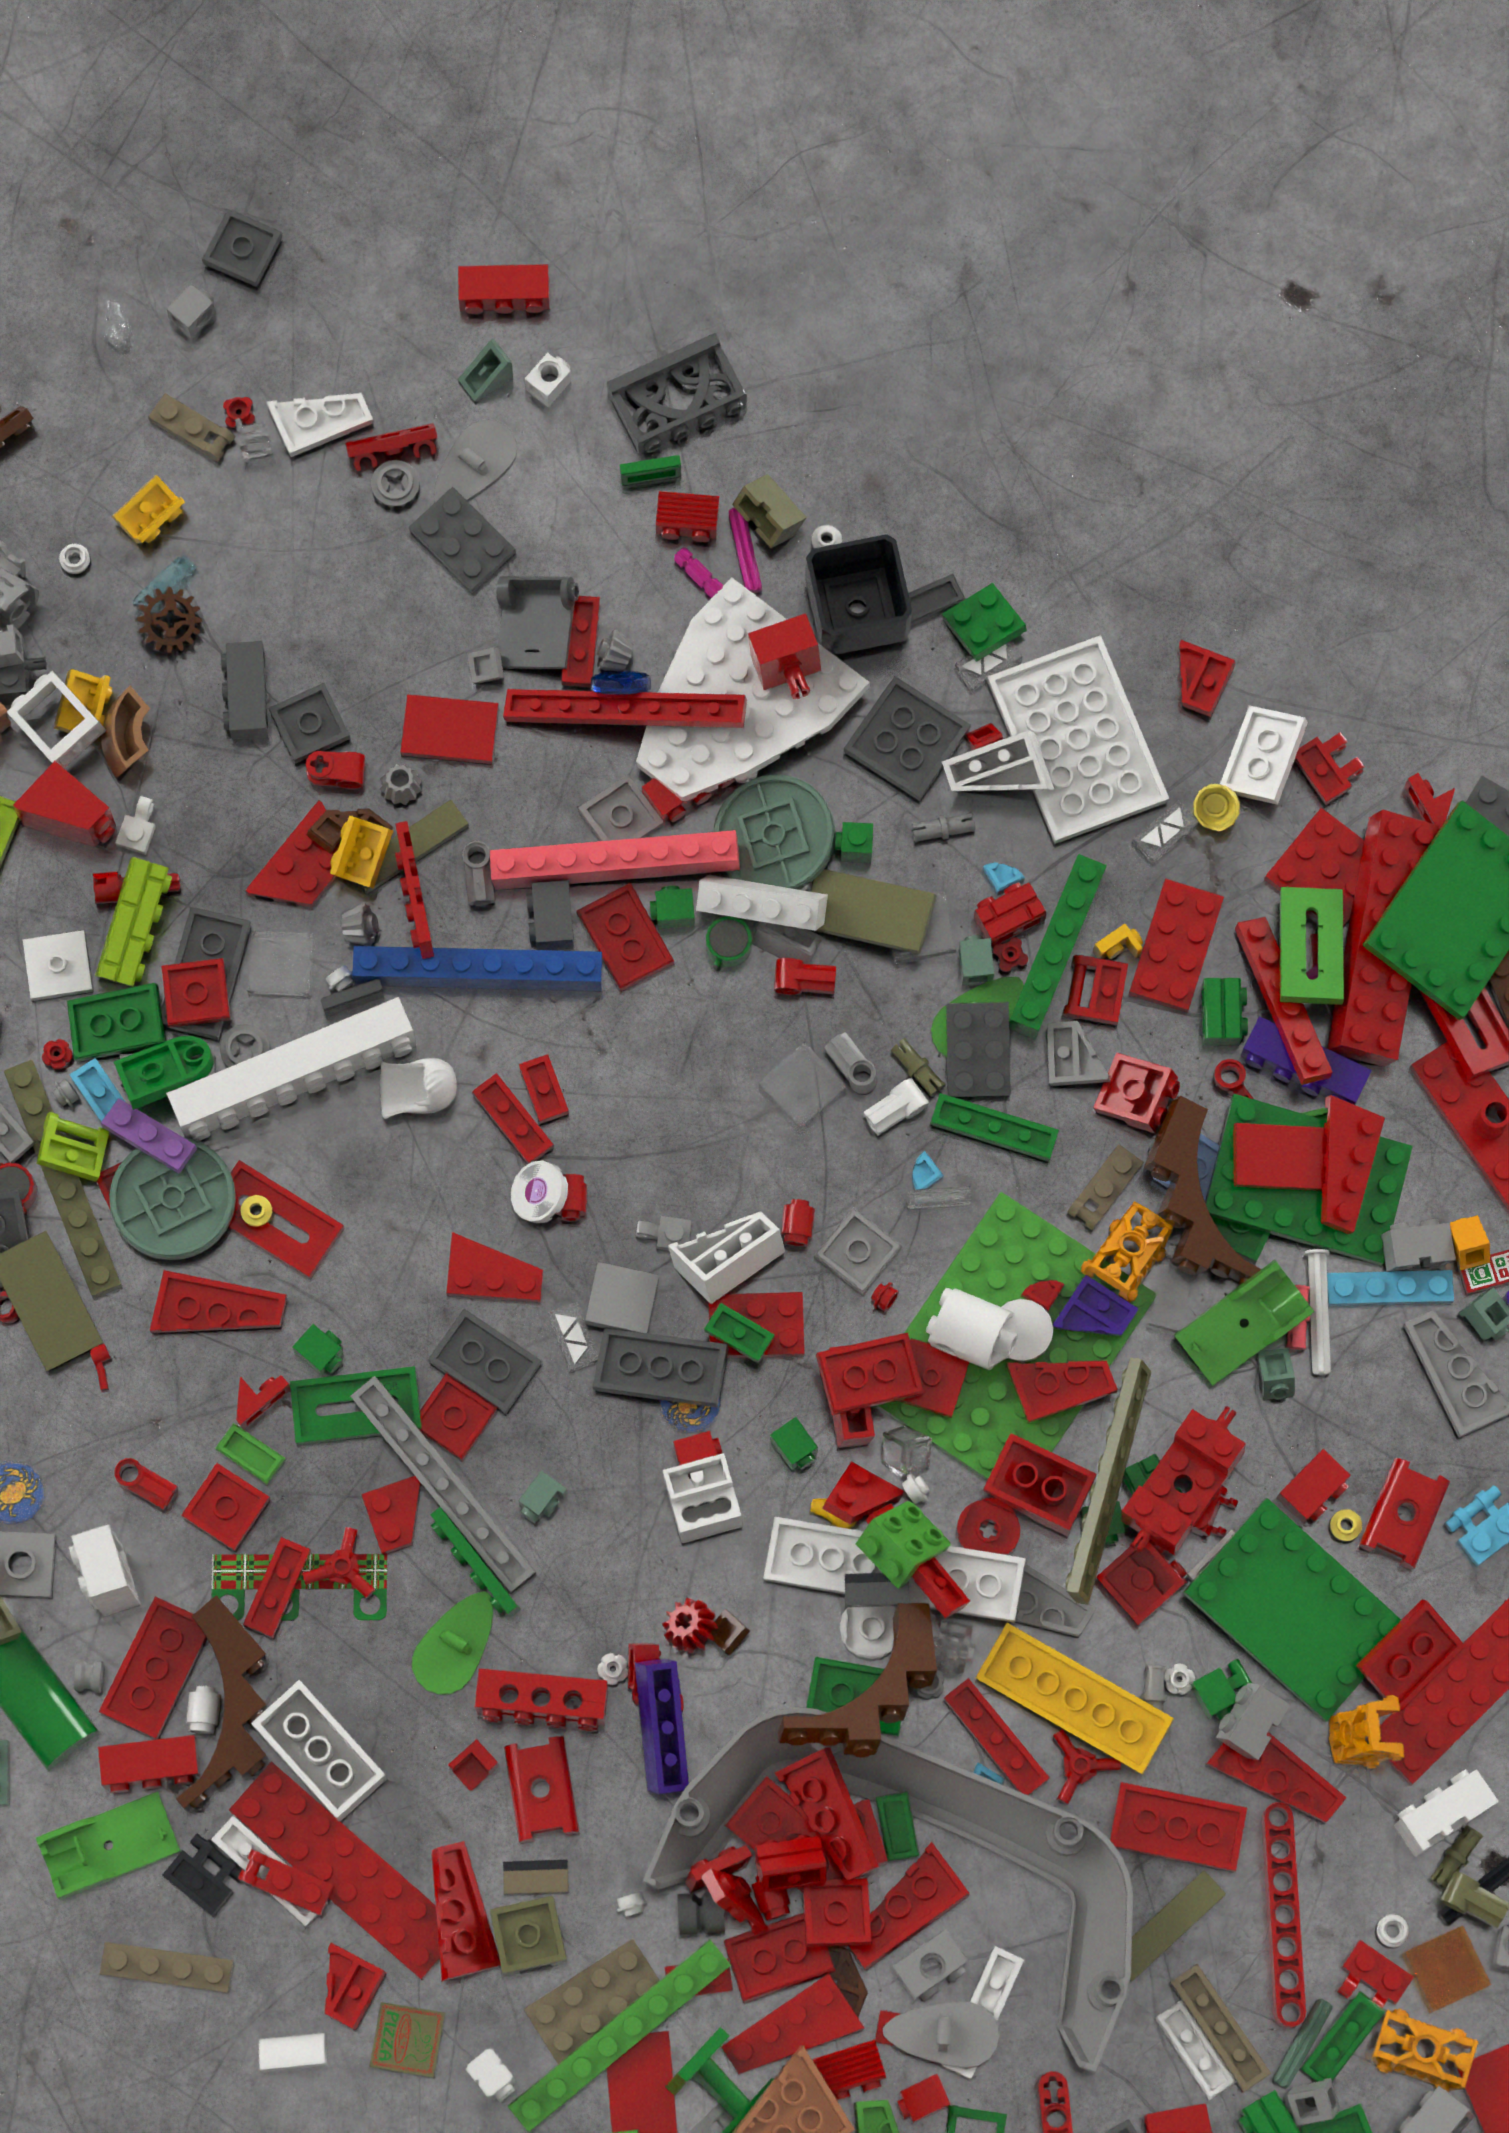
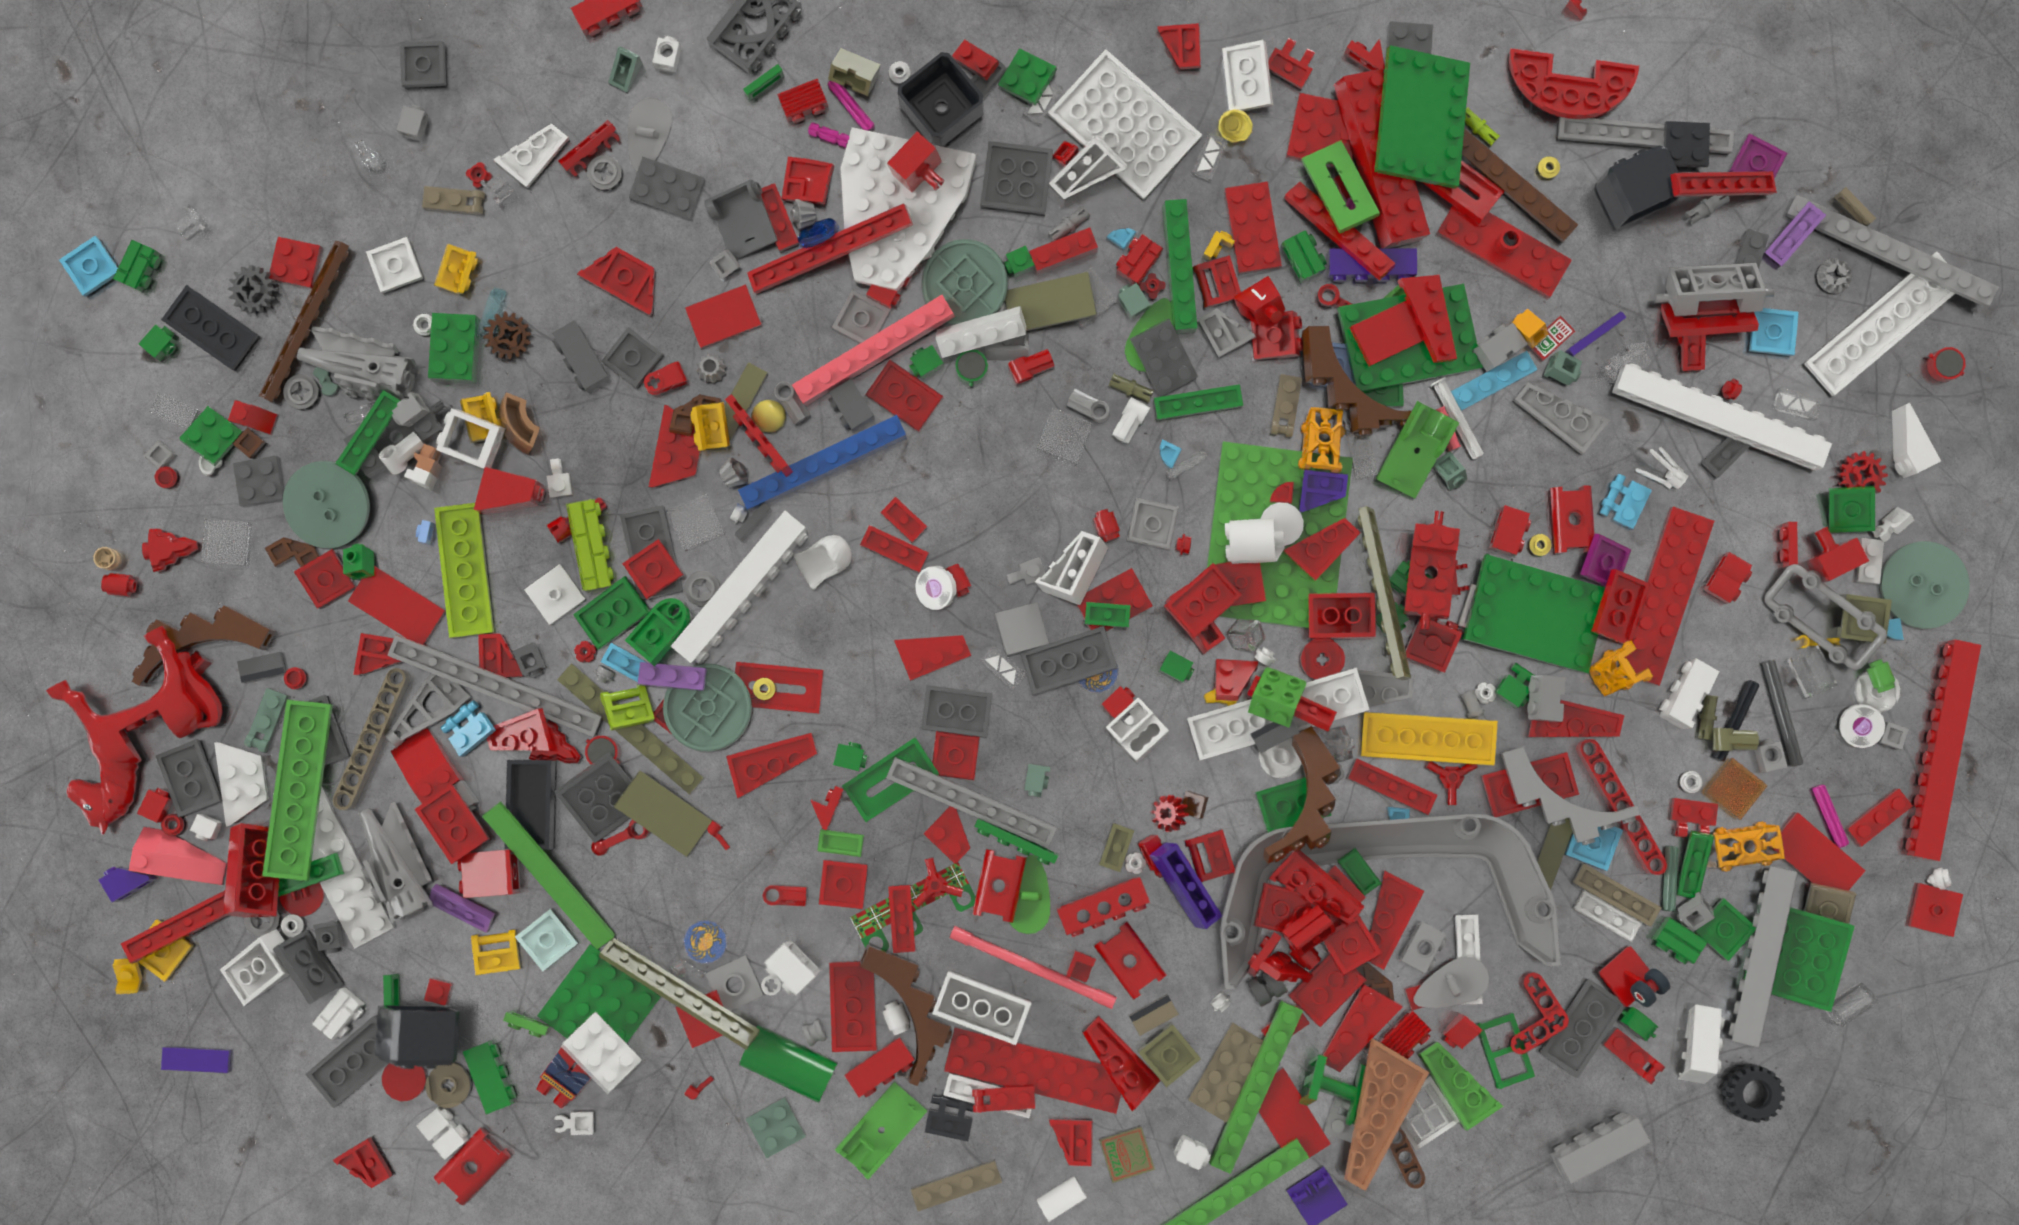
camera: 25 degrees left, 10 degrees up
(57, 1590) = (765, 989): none -> white bush
(76, 469) = (394, 265): none -> white plate
(95, 604) = (454, 348): none -> green brick
(350, 622) = (623, 278): none -> red wing
(417, 1631) = (995, 902): none -> red piece
(441, 877) = (768, 415): none -> light yellow hair
(475, 1813) = (1095, 994): none -> coral piece
(599, 1636) = (1116, 847): none -> olive plate
(641, 613) = (806, 180): none -> red plate
(724, 1711) = (1217, 854): none -> red plate
(918, 856) = (1063, 251): none -> red brick
(929, 570) = (975, 59): none -> red plate
(1136, 1040) = (1260, 302): none -> red torso
(1172, 1826) = (1528, 787): none -> light grey arch
(1224, 1943) = (1597, 853): none -> medium azure plate
(1420, 1578) = (1602, 557): none -> magenta tile

